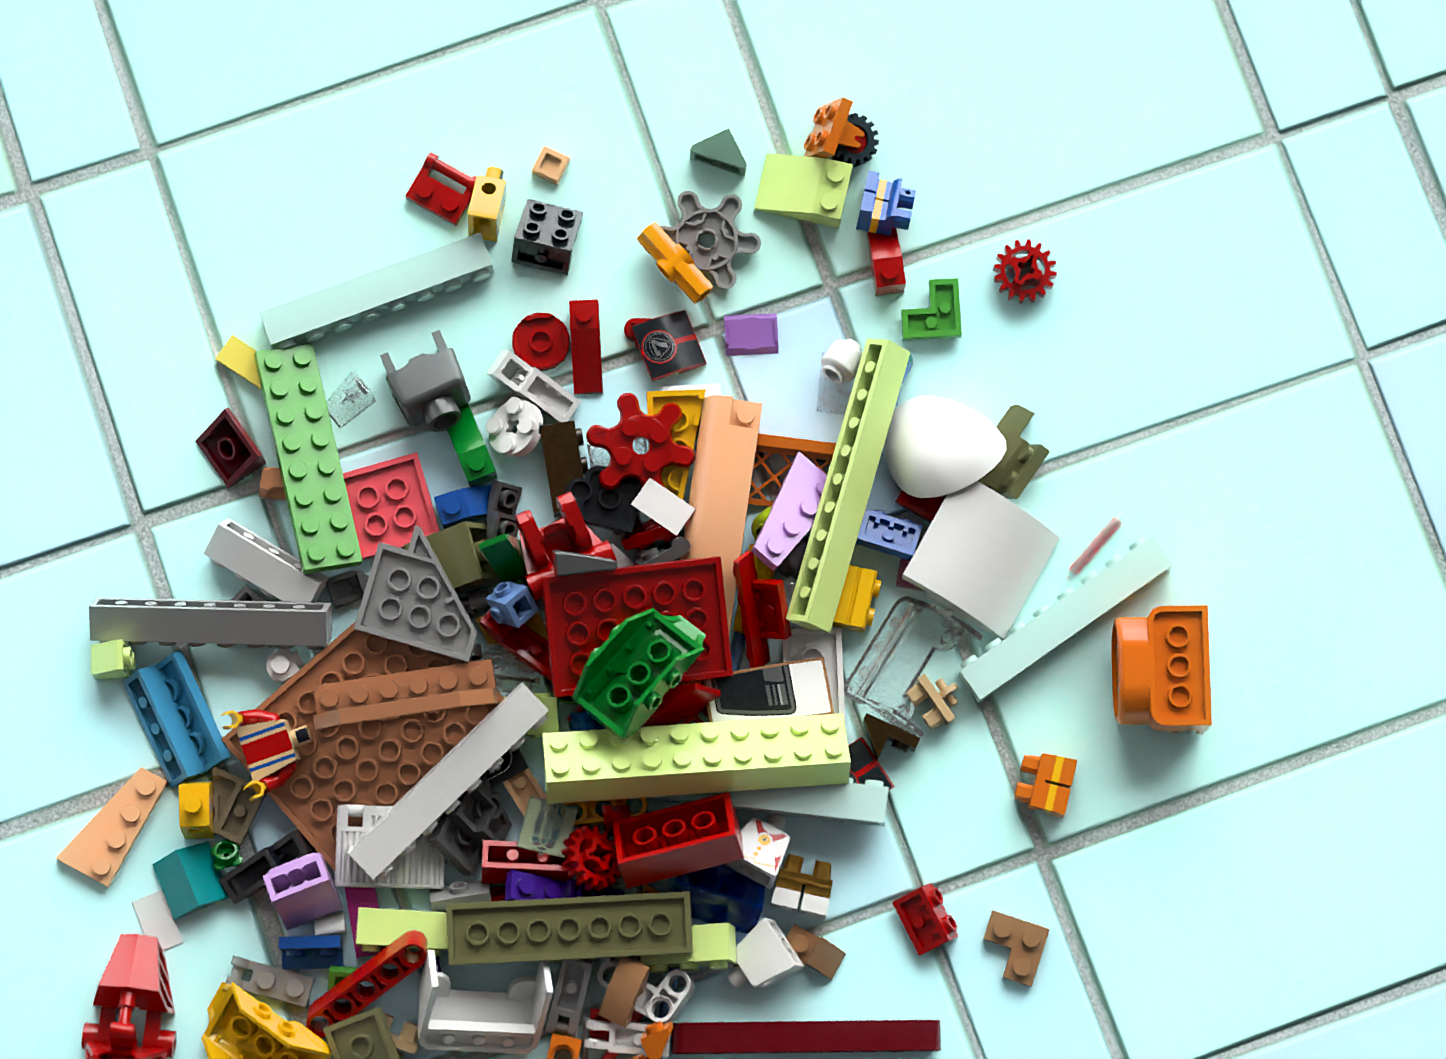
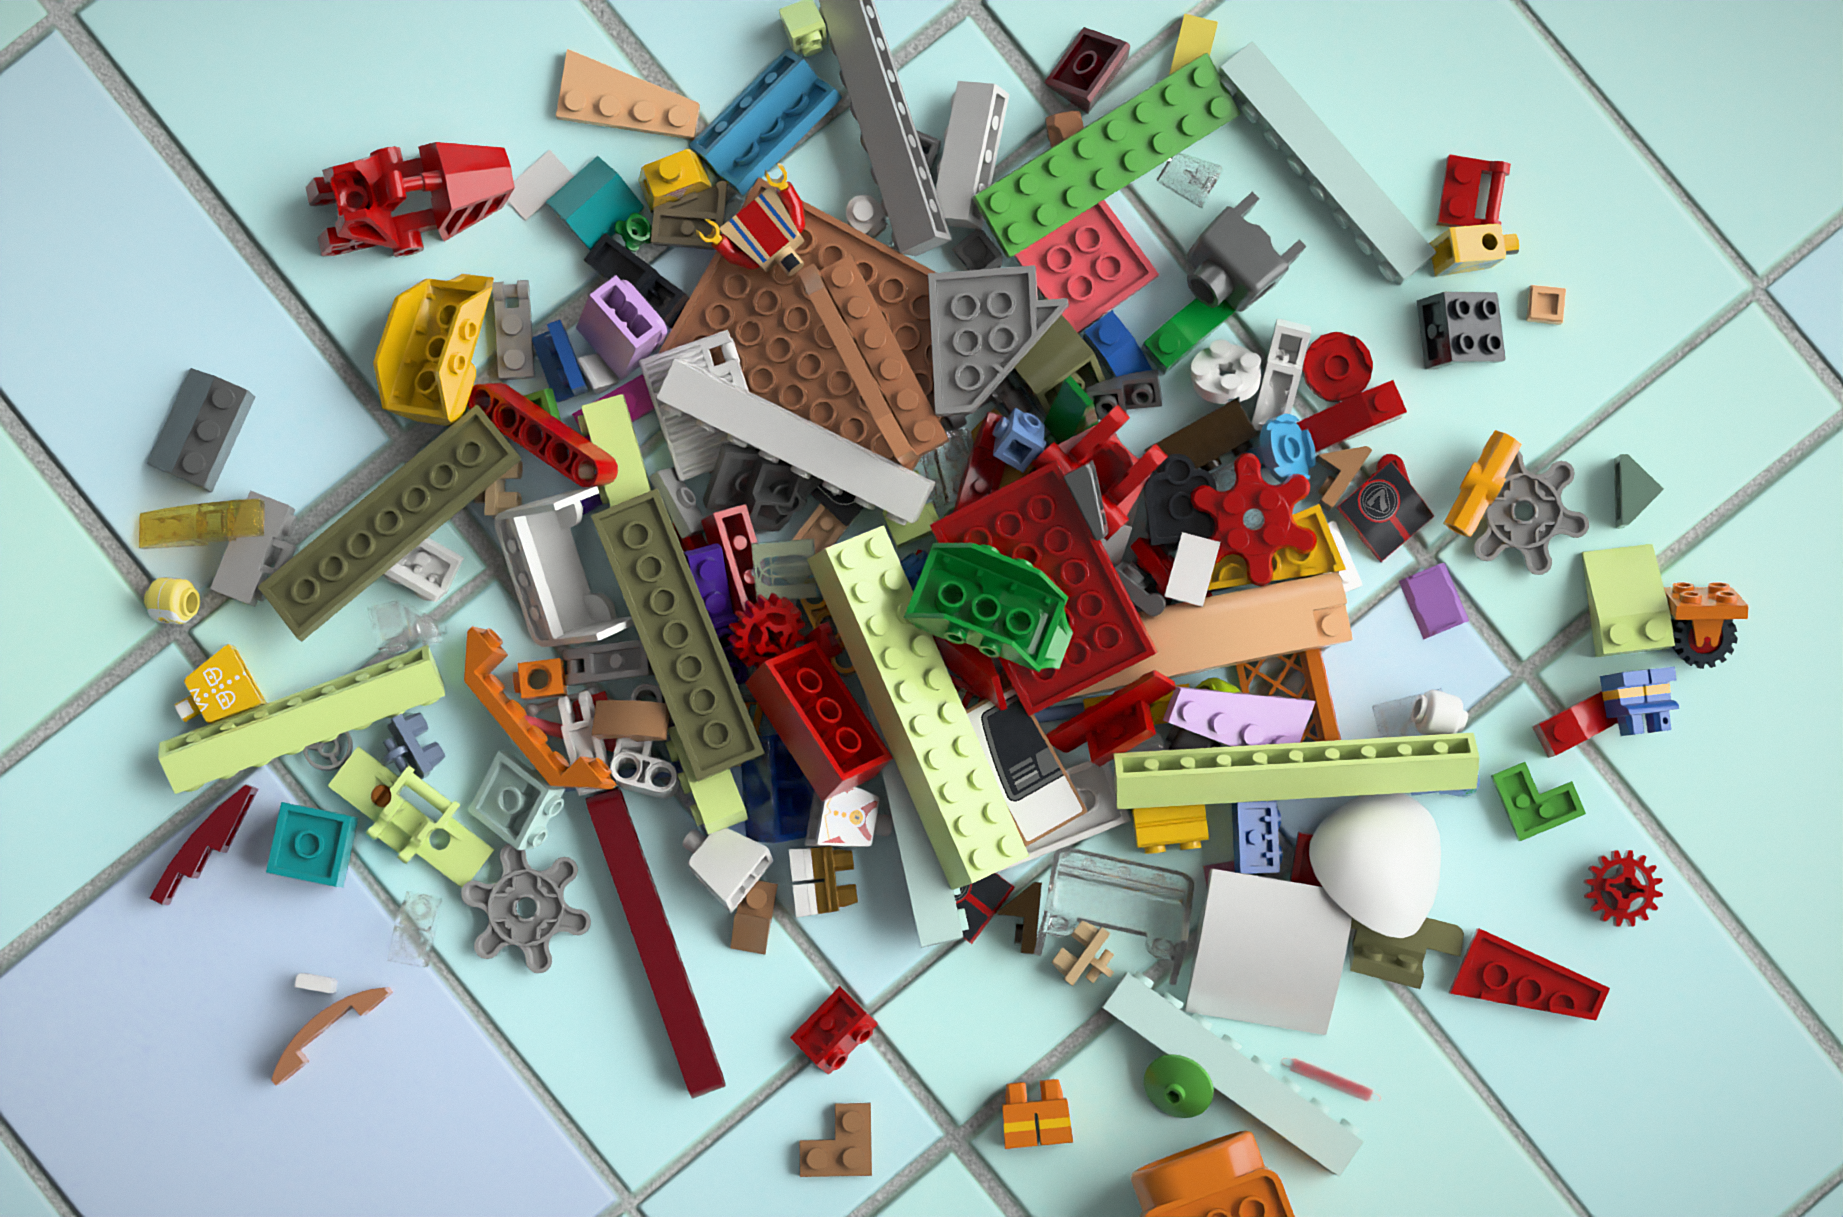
camera: 75 degrees right, 5 degrees up
(592, 403) = (1285, 448): none -> dark azure tile
(623, 363) = (1343, 464): none -> medium nougat slope
(1054, 657) = (1186, 1078): none -> bright green dish
(1064, 376) = (1517, 977): none -> red wing

